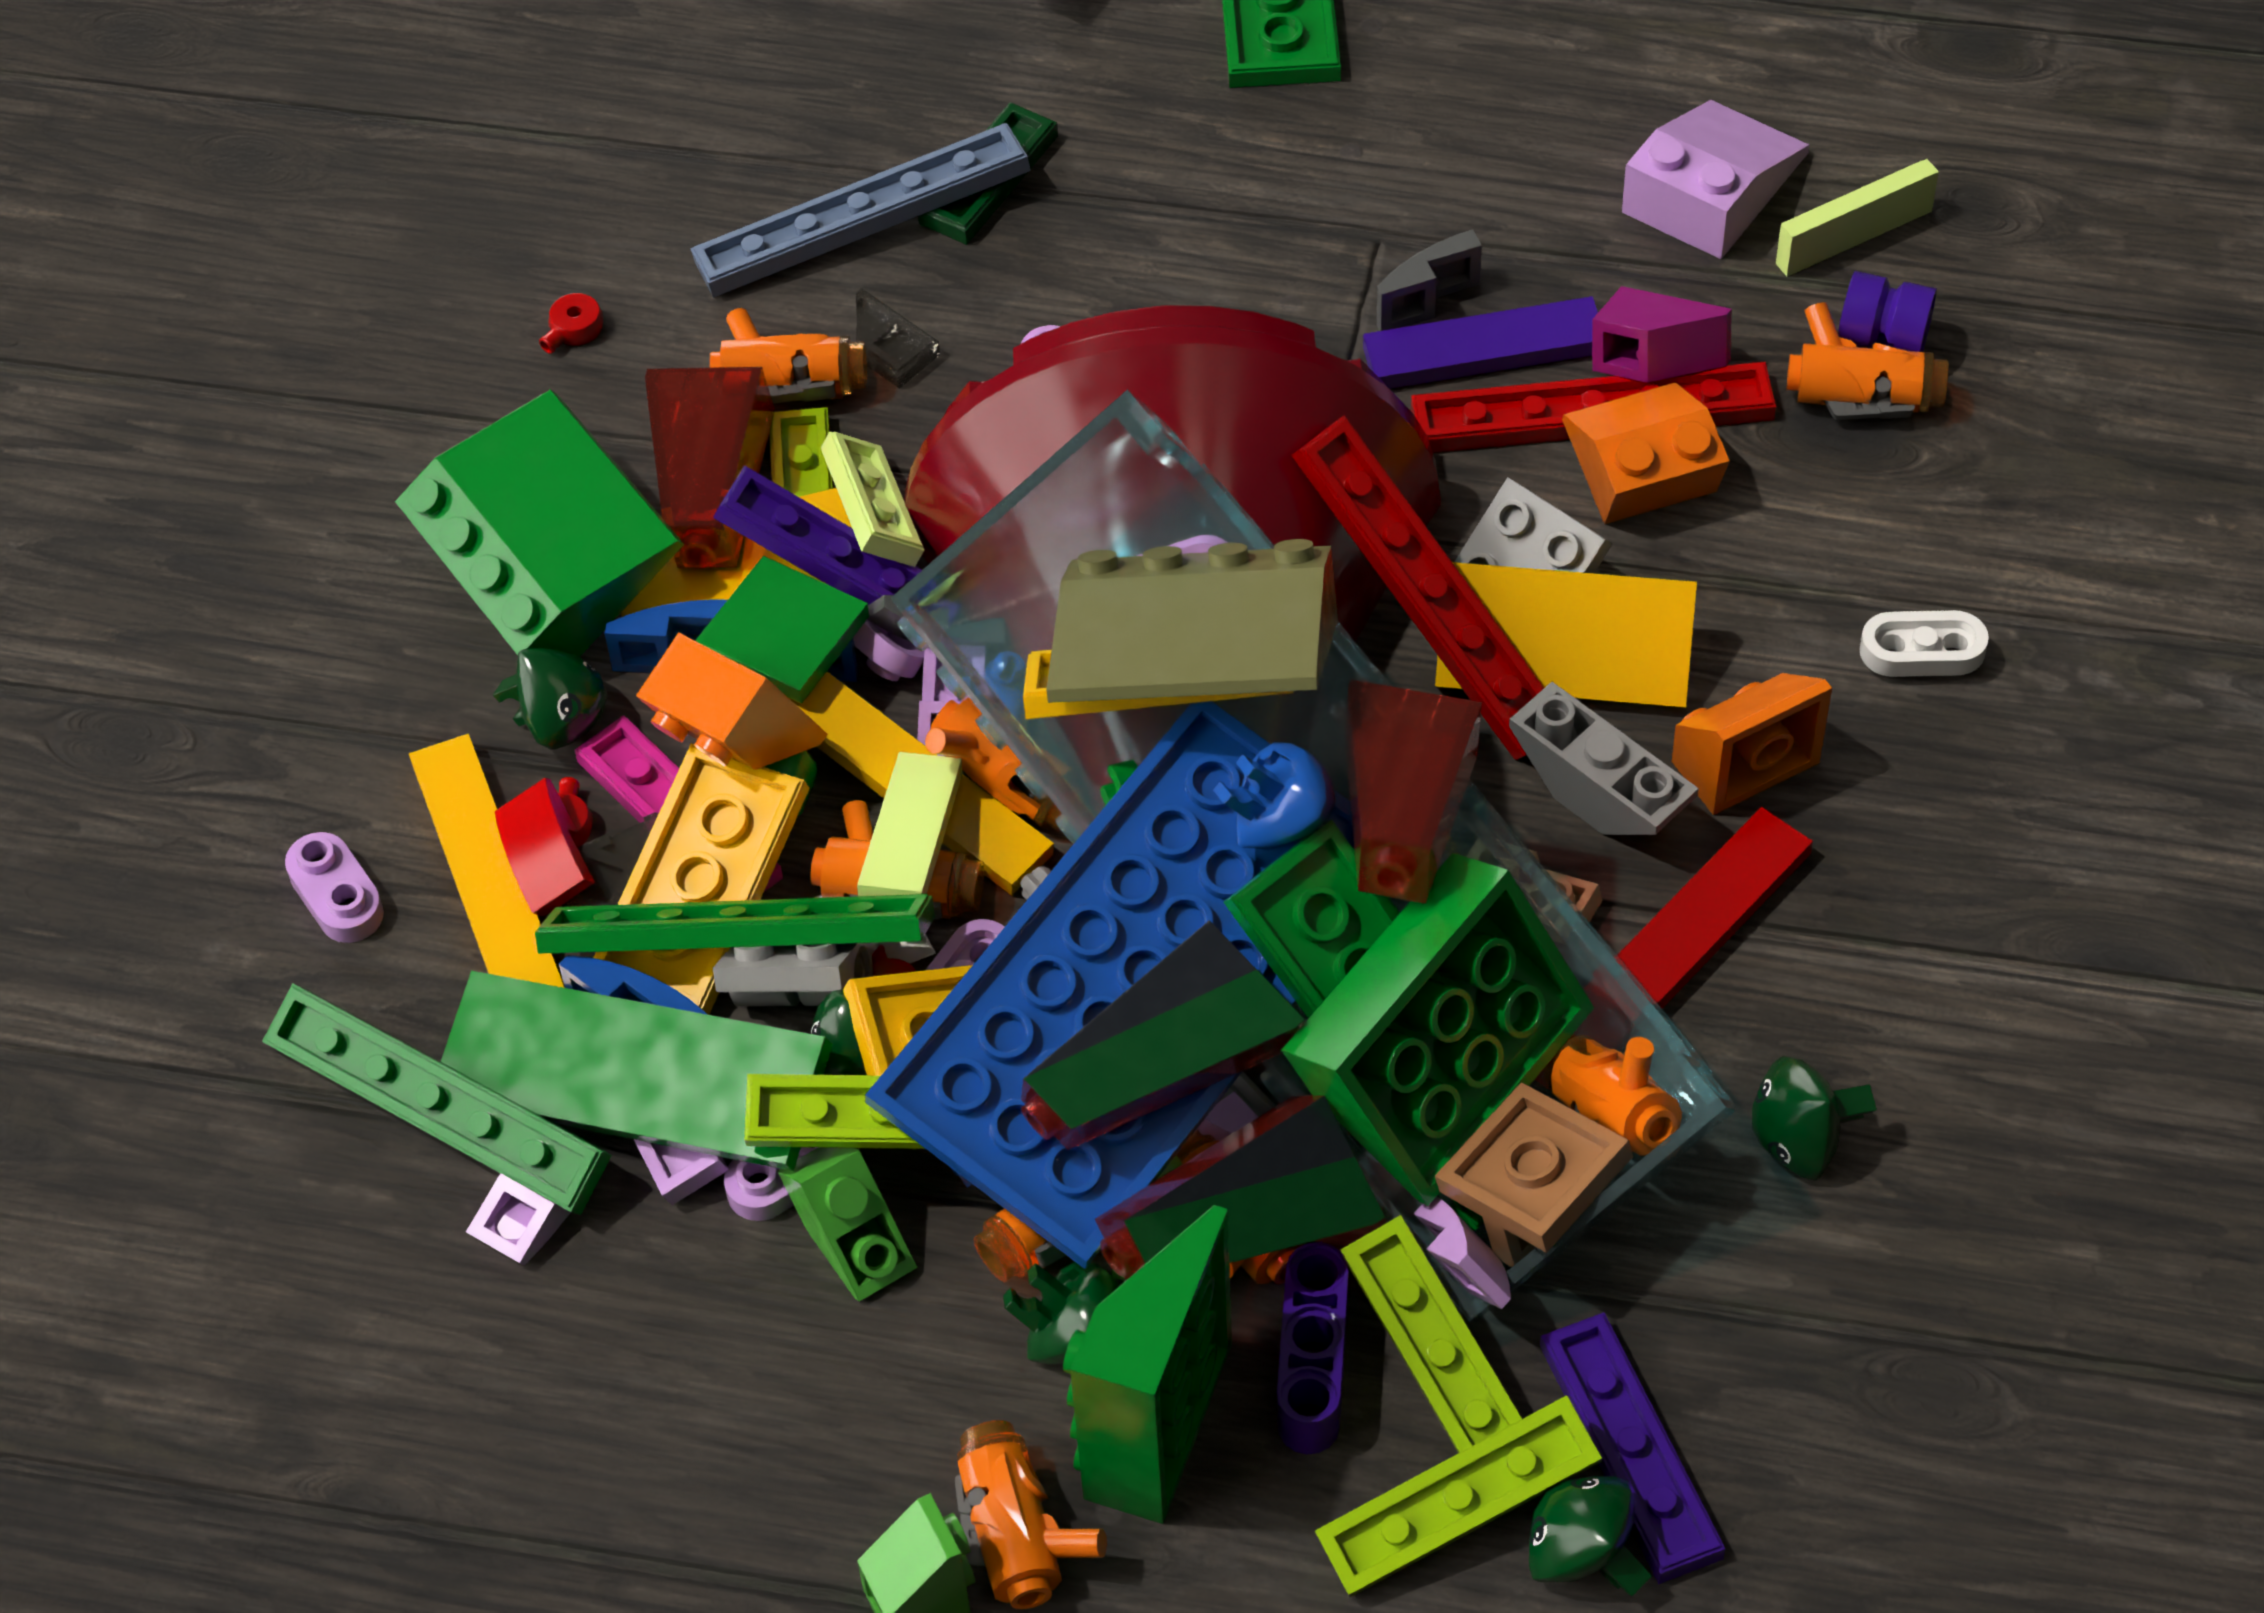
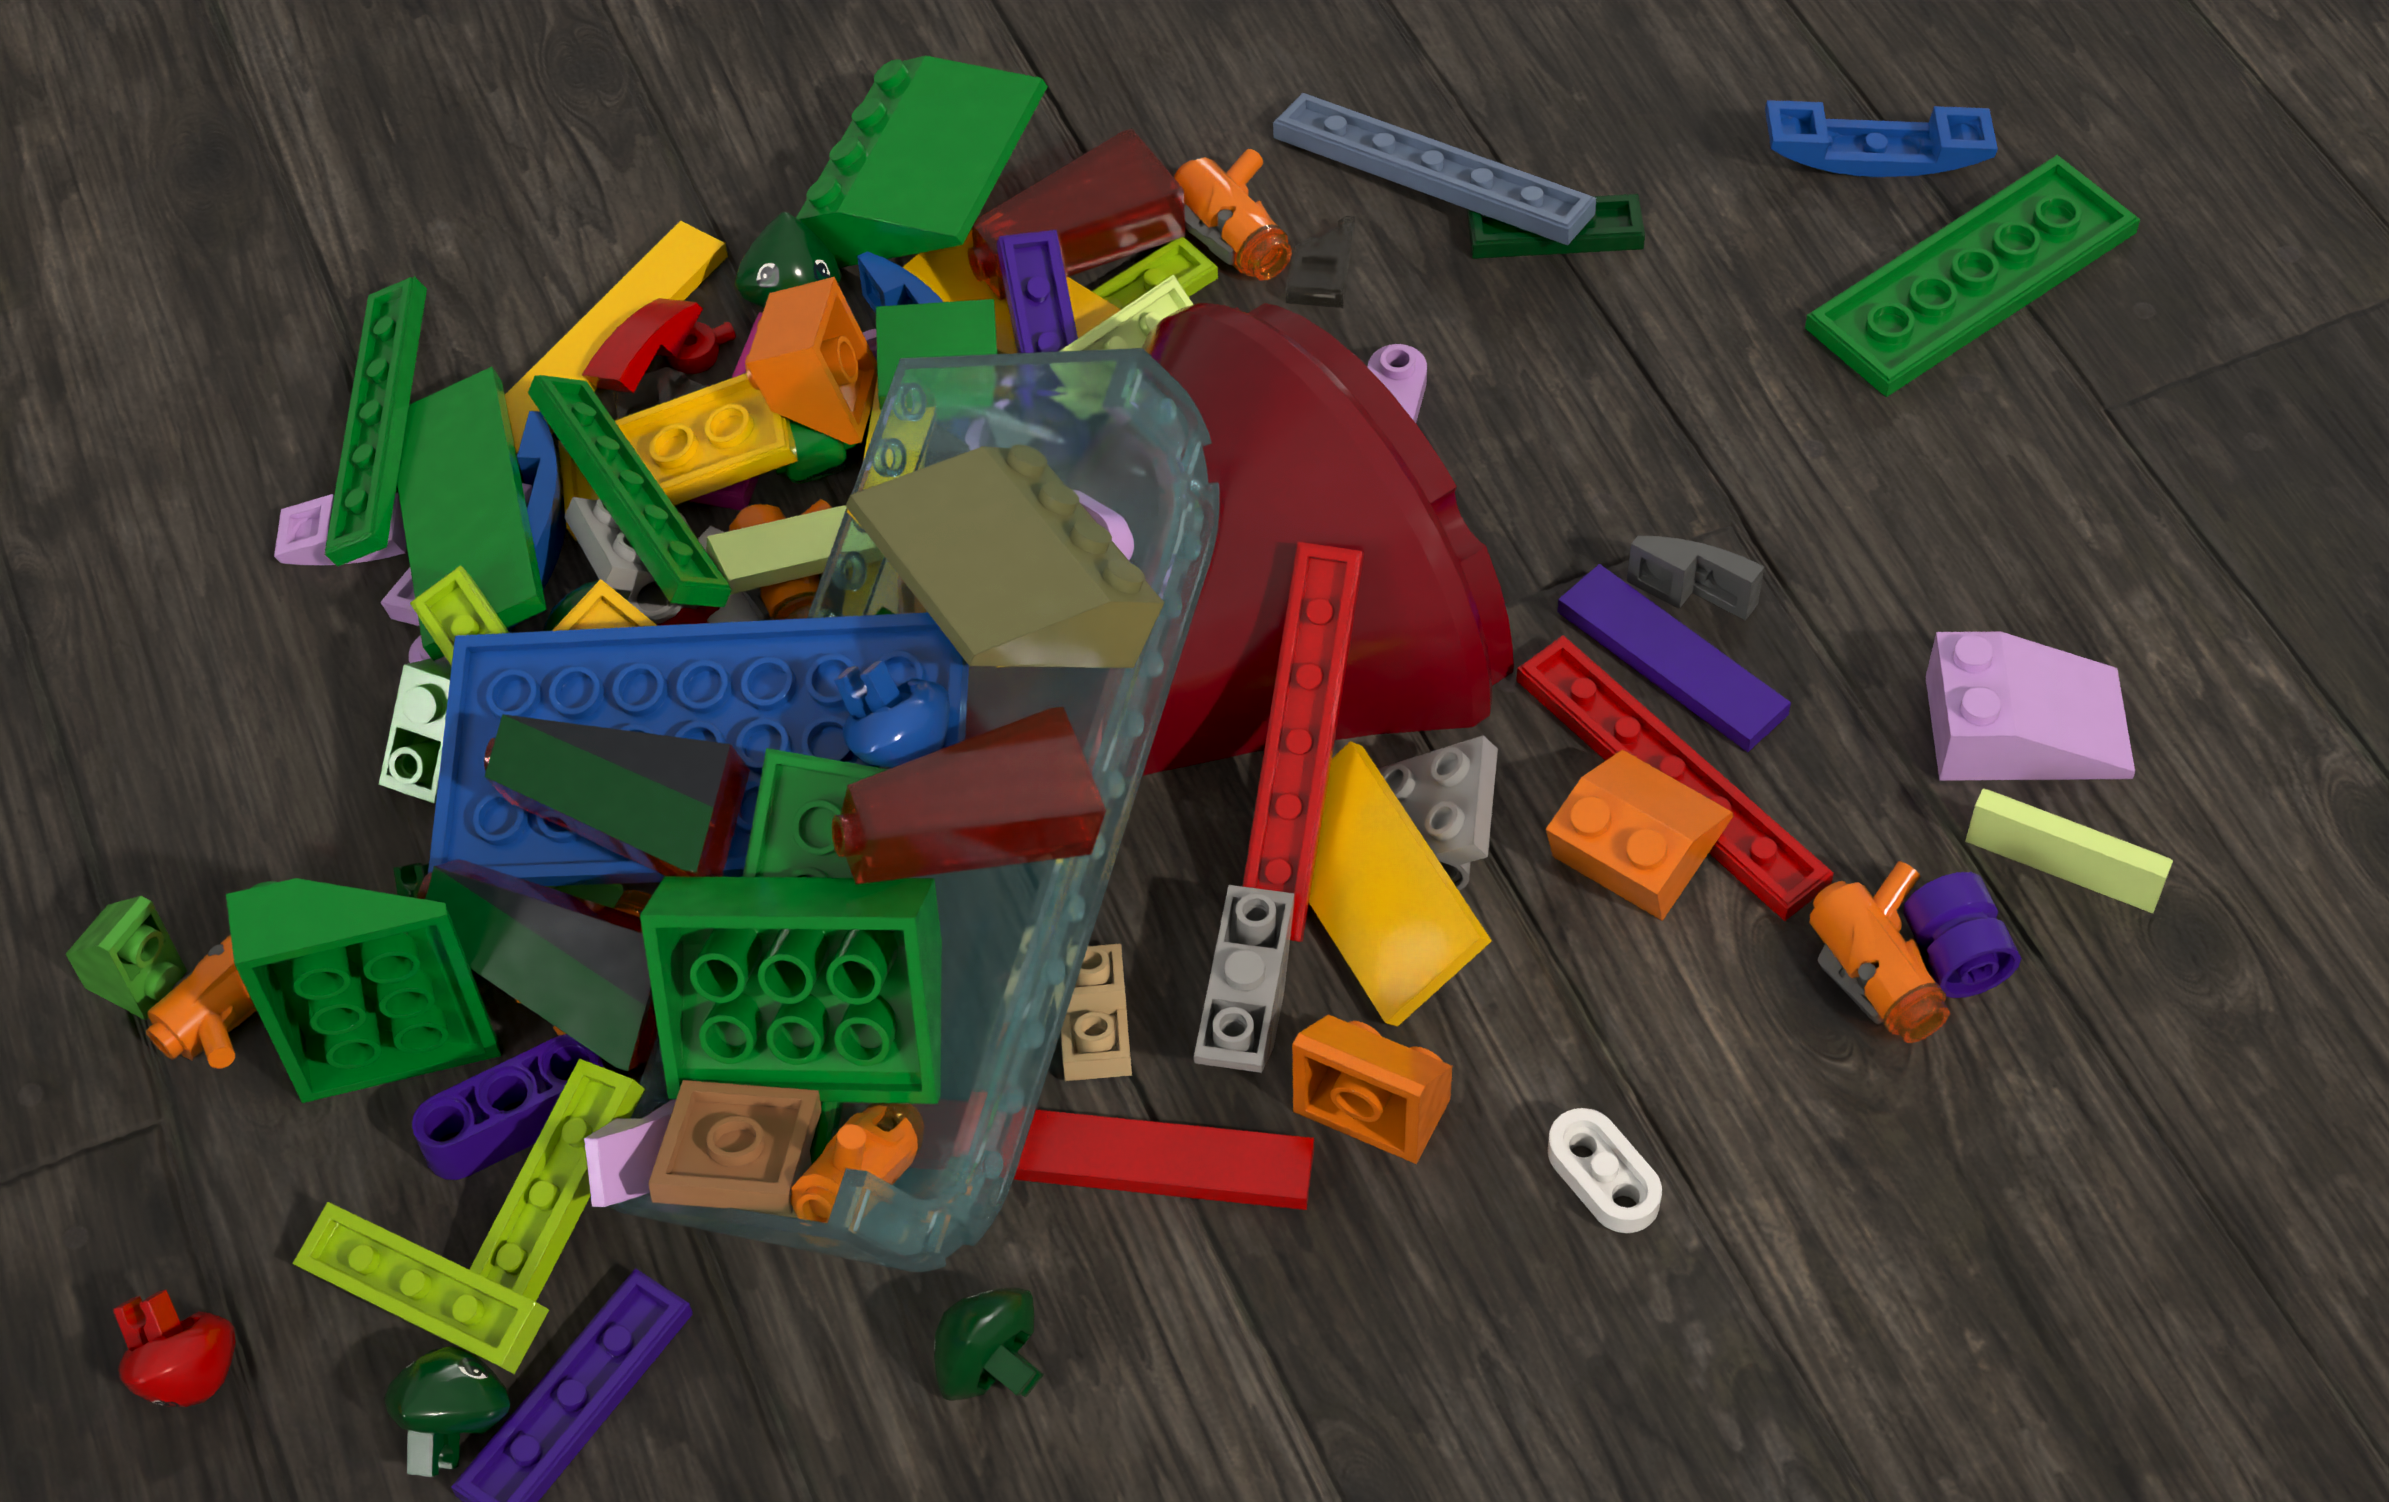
camera: 55 degrees right, 0 degrees up
(332, 882) = (541, 250): lavender plate -> none
(573, 321) = (1174, 71): red piece -> none
(1659, 336) = (1772, 769): magenta slope -> none

